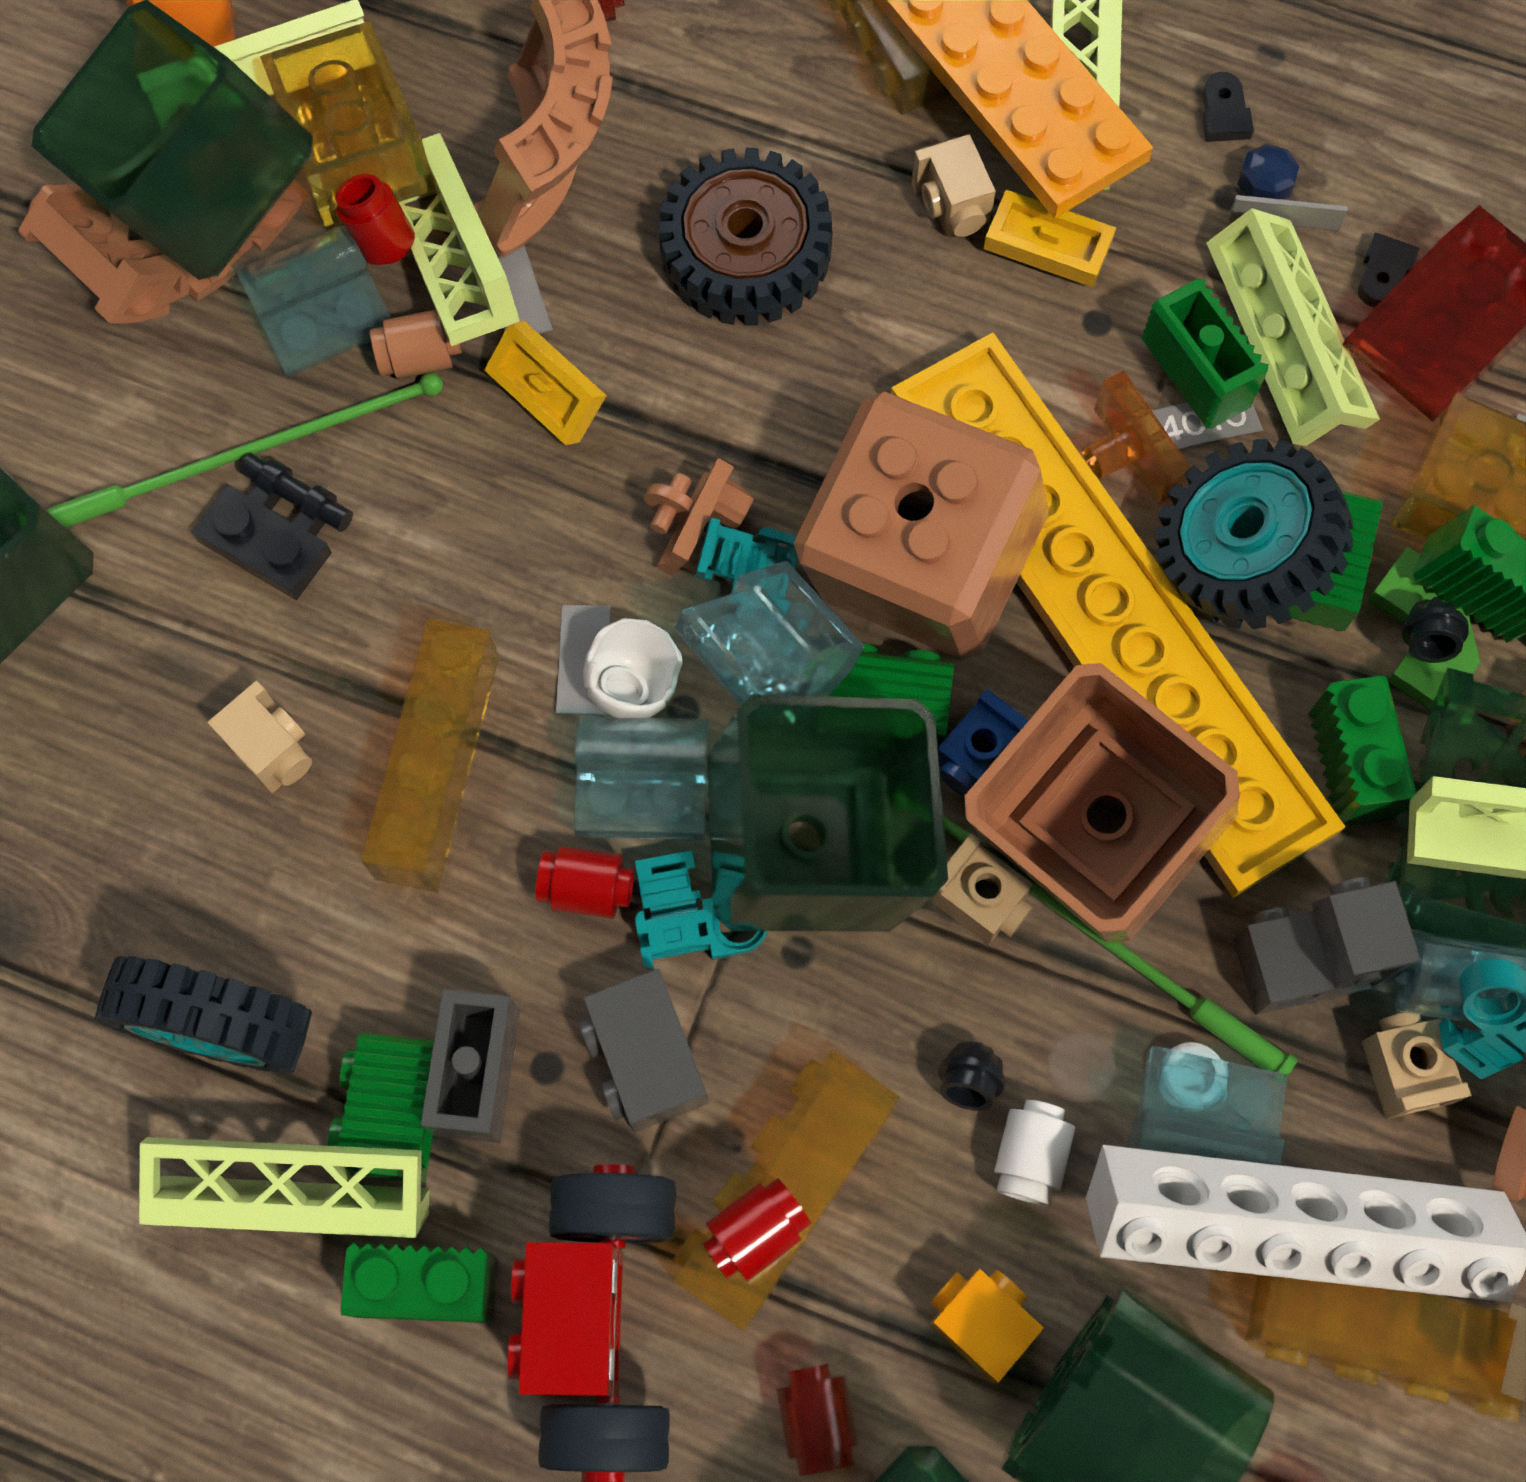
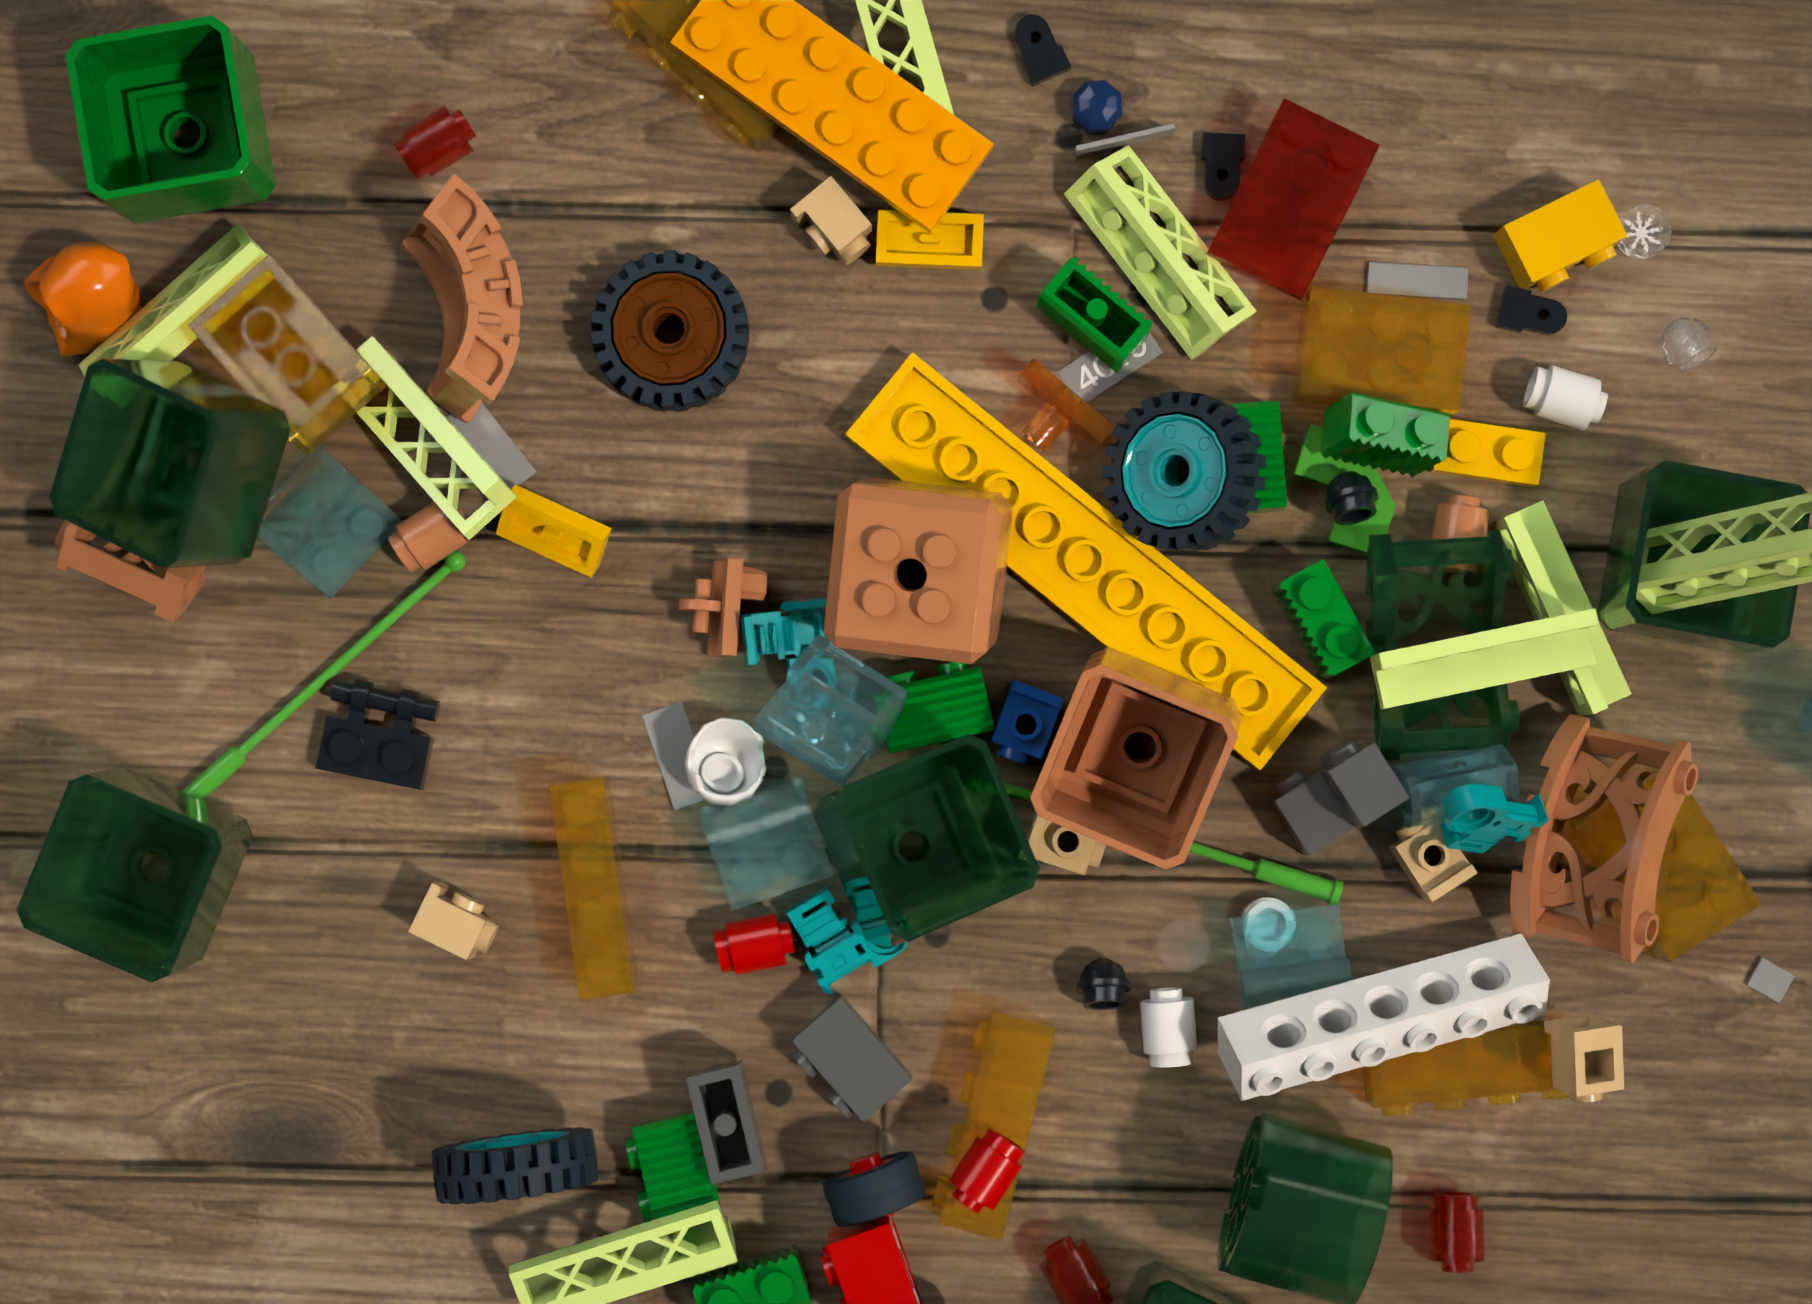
camera: 25 degrees left, 15 degrees up
(374, 219) = (354, 444): red brick -> none
(985, 1321) = (1172, 1164): light orange brick -> none

